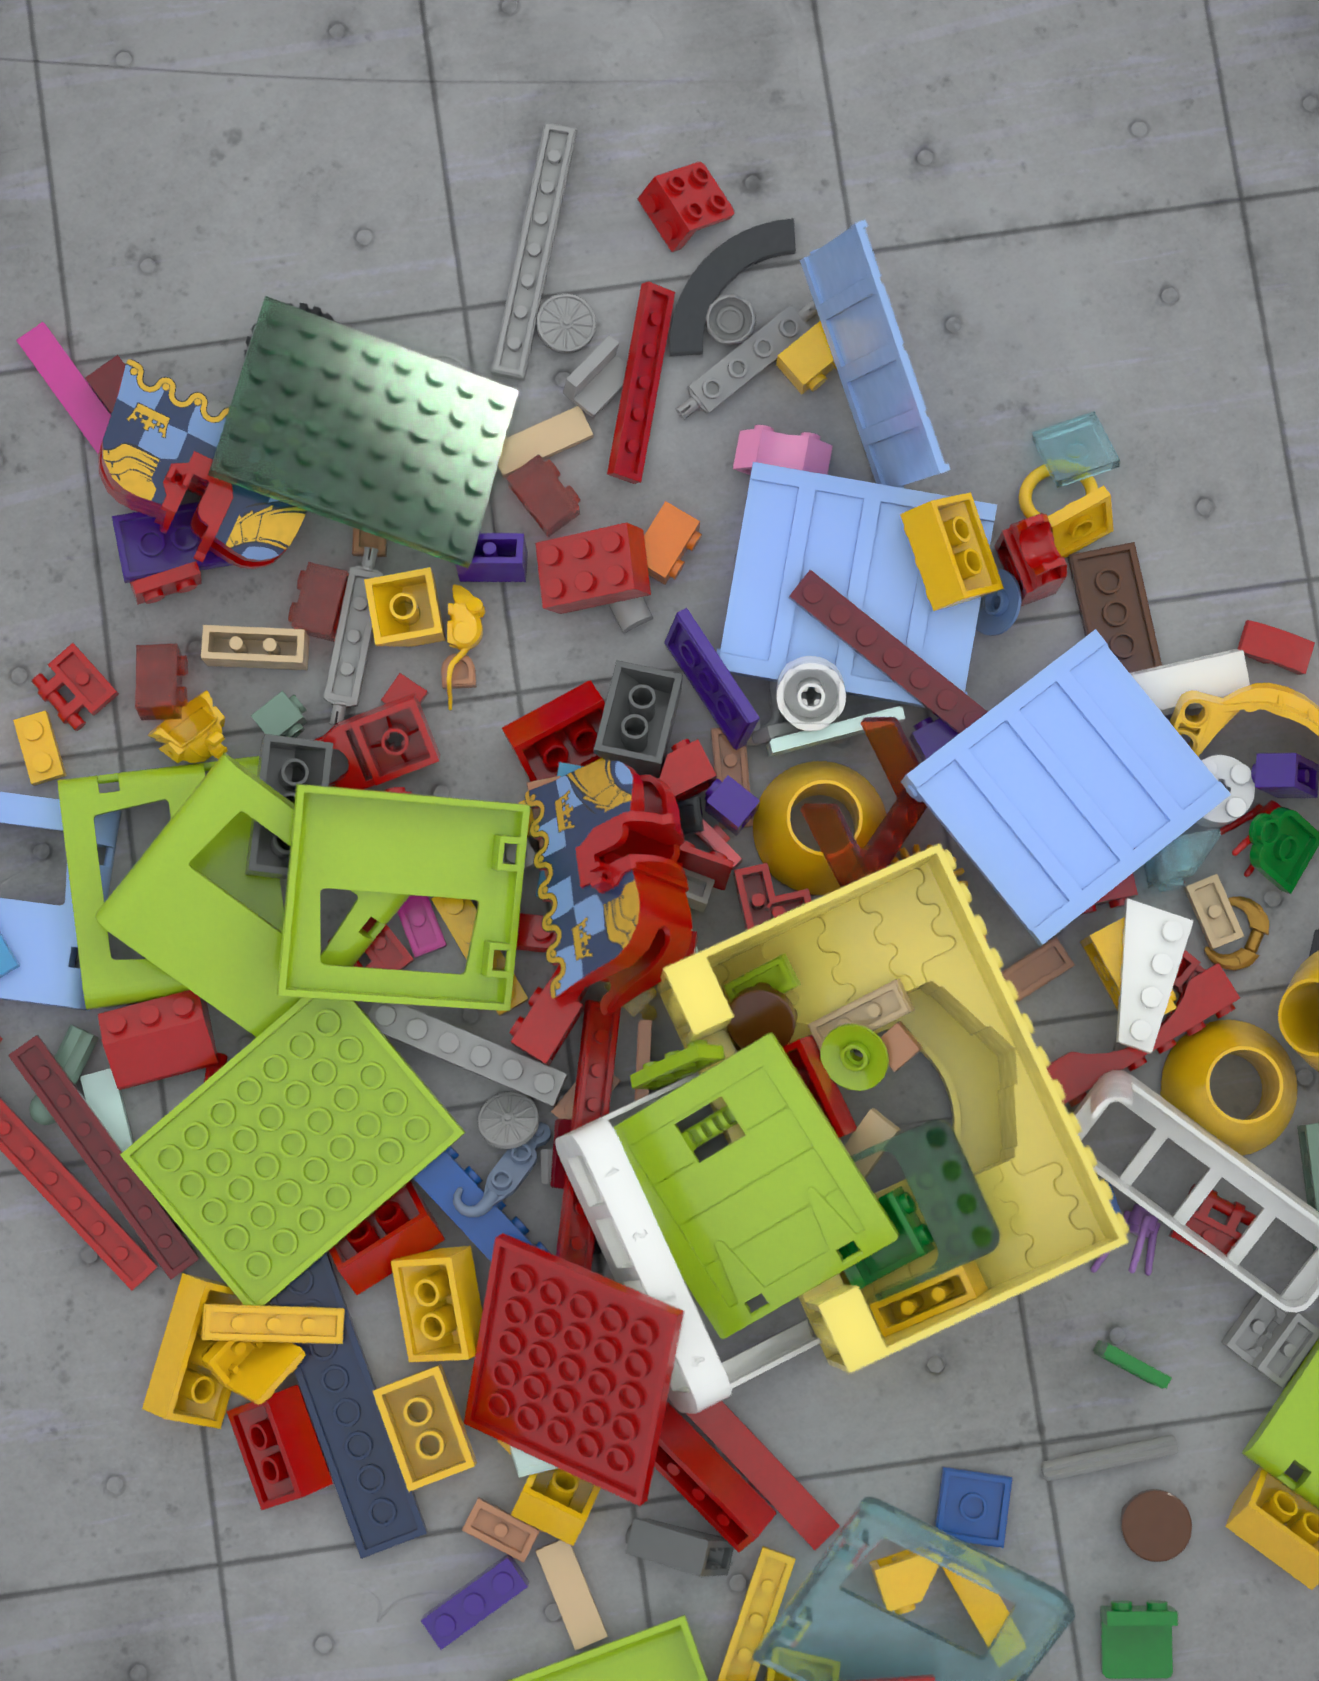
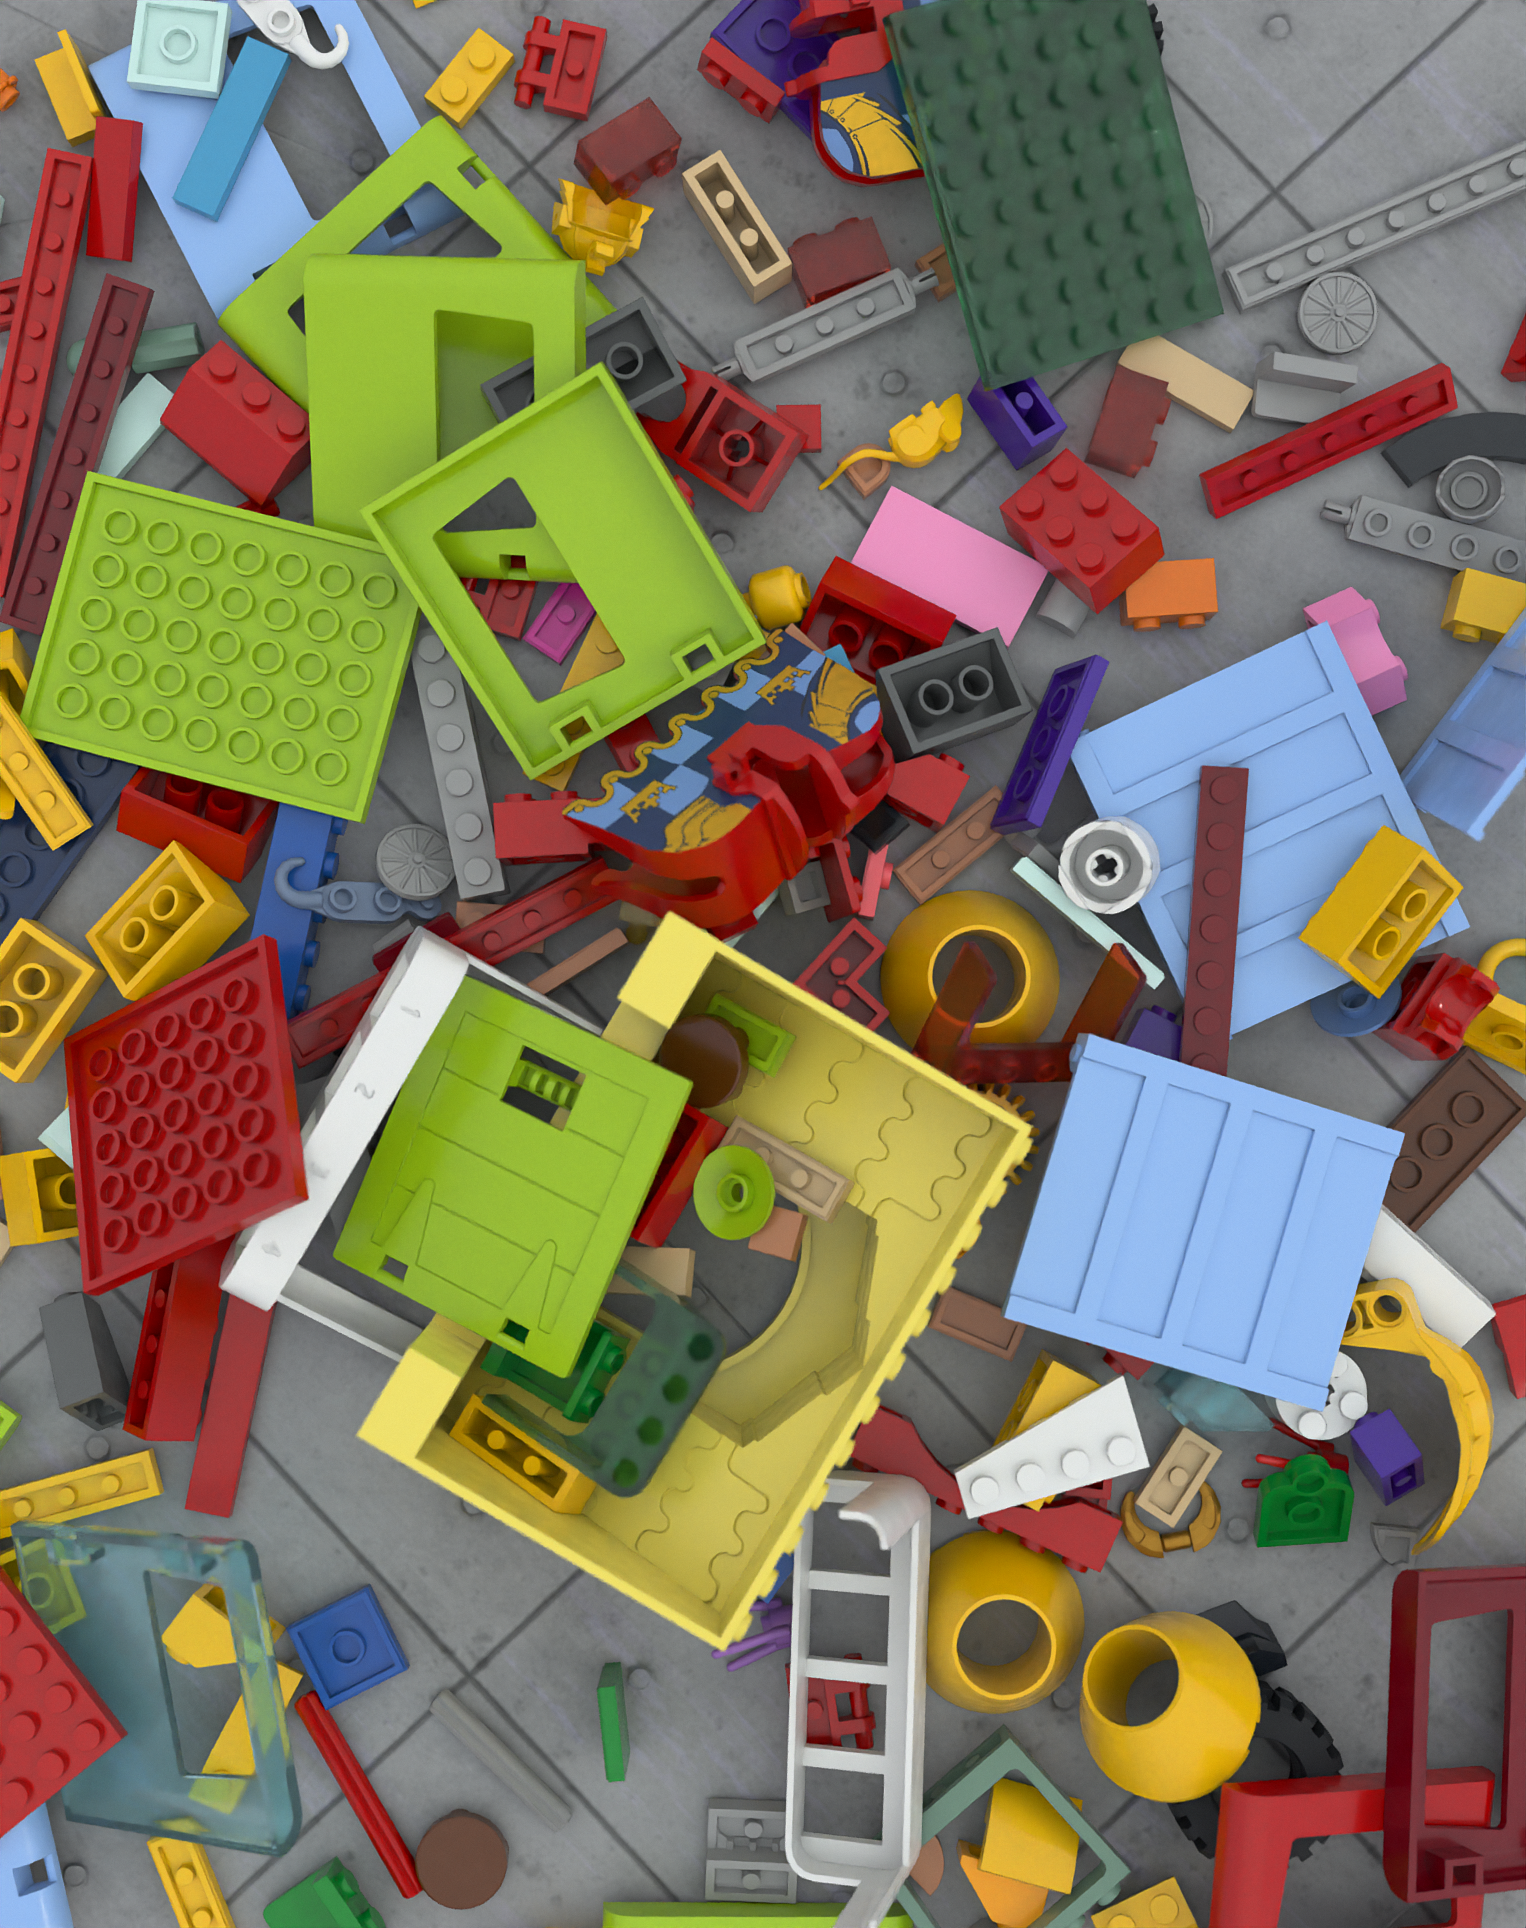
camera: 55 degrees right, 5 degrees up
(281, 716) = (681, 310): sand green brick -> none
(405, 609) = (893, 358): yellow slope -> none
(501, 780) = (778, 597): none -> yellow head
(555, 662) = (950, 565): none -> bright pink tile
(677, 1065) = (592, 1003): lime plate -> none
(730, 804) = (924, 862): dark purple brick -> none
(1076, 1562) = (359, 1793): none -> red axle

